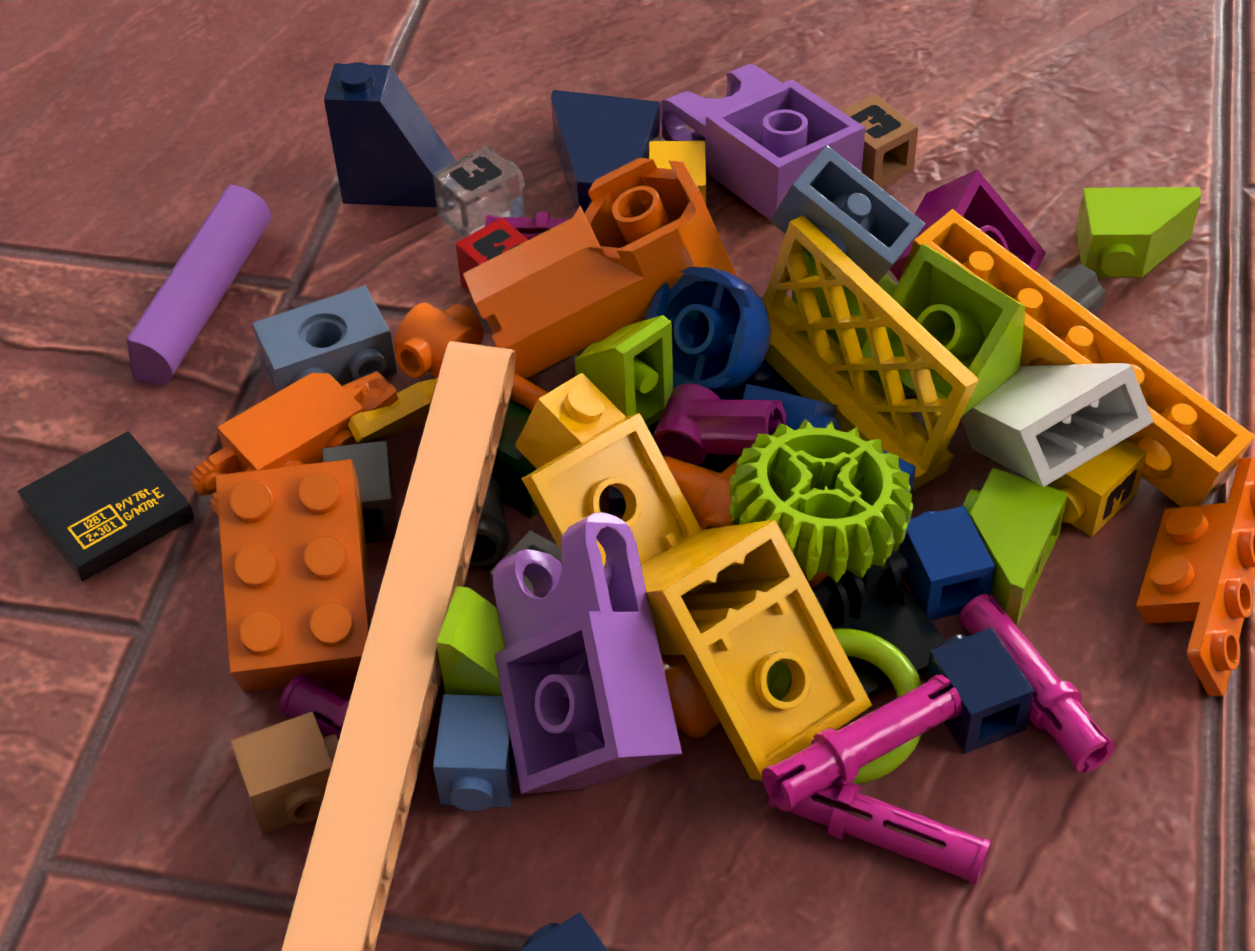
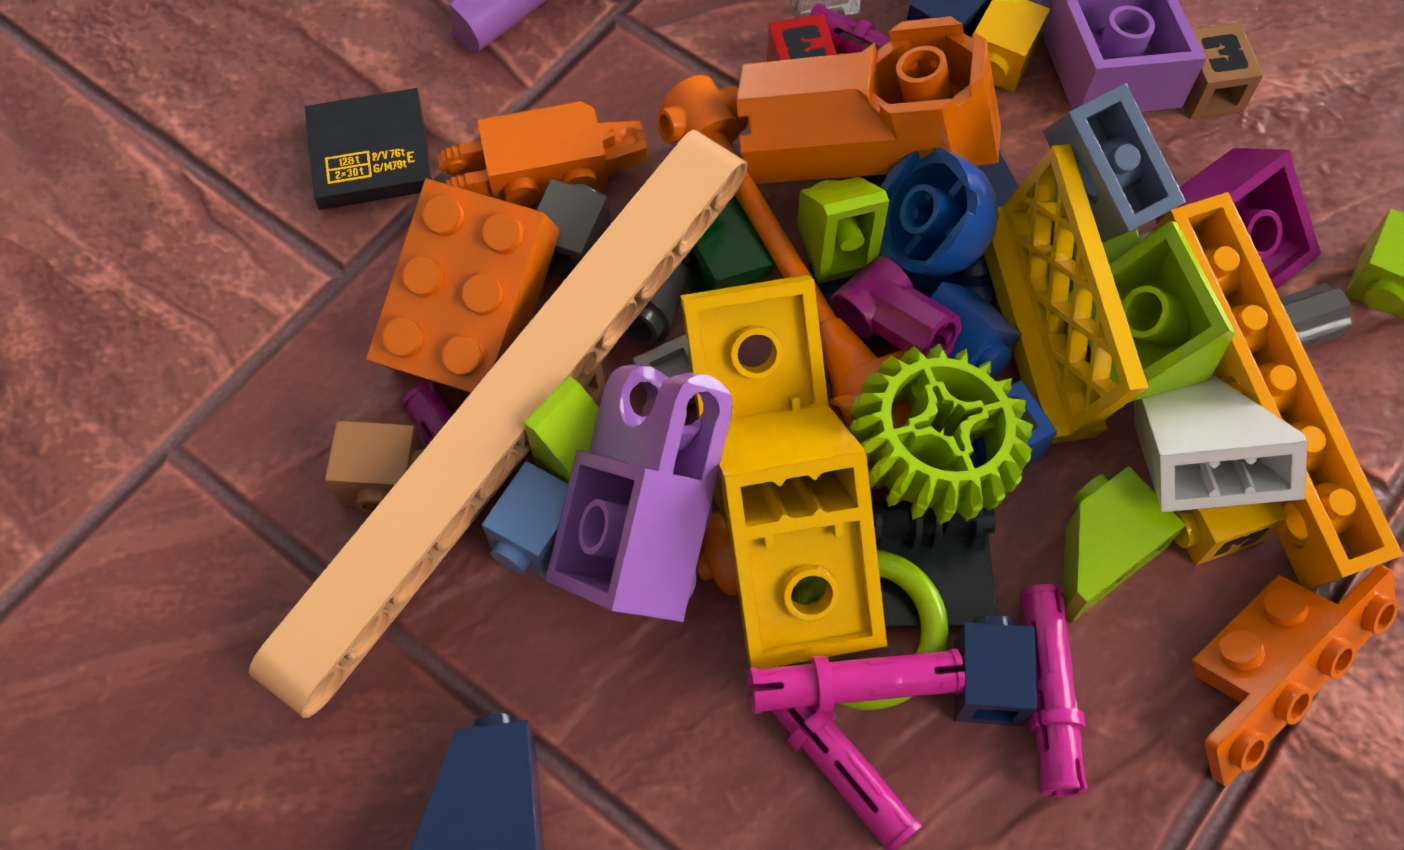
camera: 25 degrees right, 15 degrees up
(329, 336) = (613, 72): sand blue brick -> none
(405, 414) = (622, 171): yellow tile -> none
(566, 420) = (759, 252): yellow brick -> none
(945, 561) = (1036, 533): blue brick -> none

